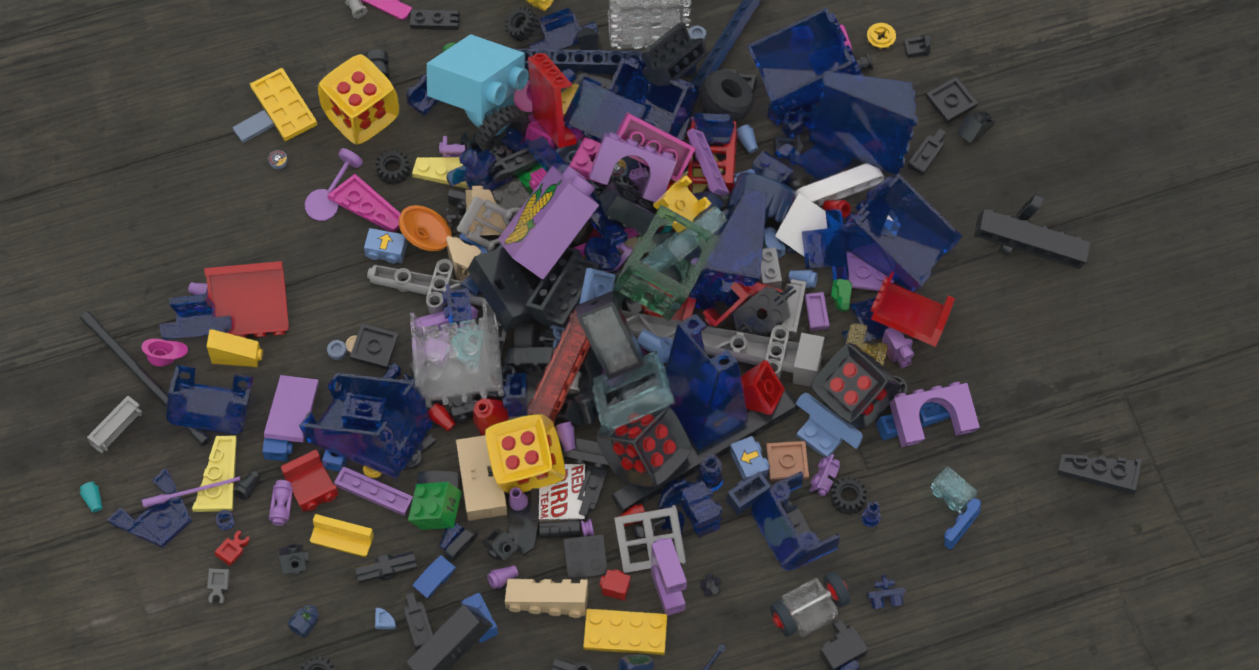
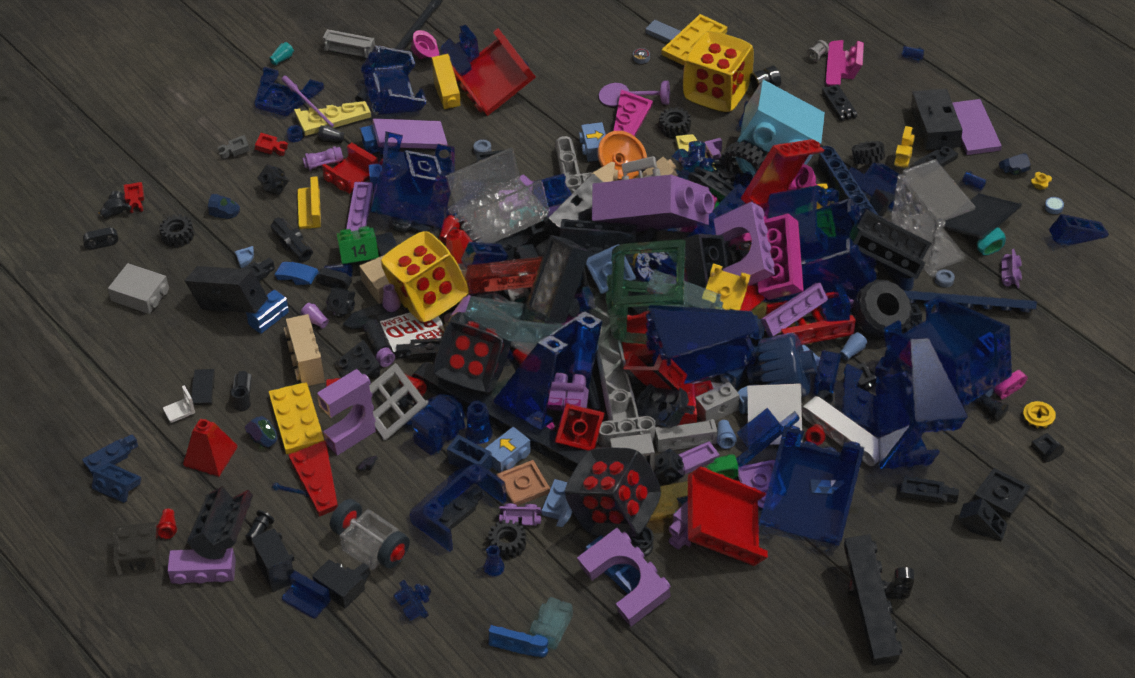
camera: 70 degrees right, 15 degrees down
(700, 634) = (316, 476): none -> red wing
(828, 329) = (668, 466): none -> black brick

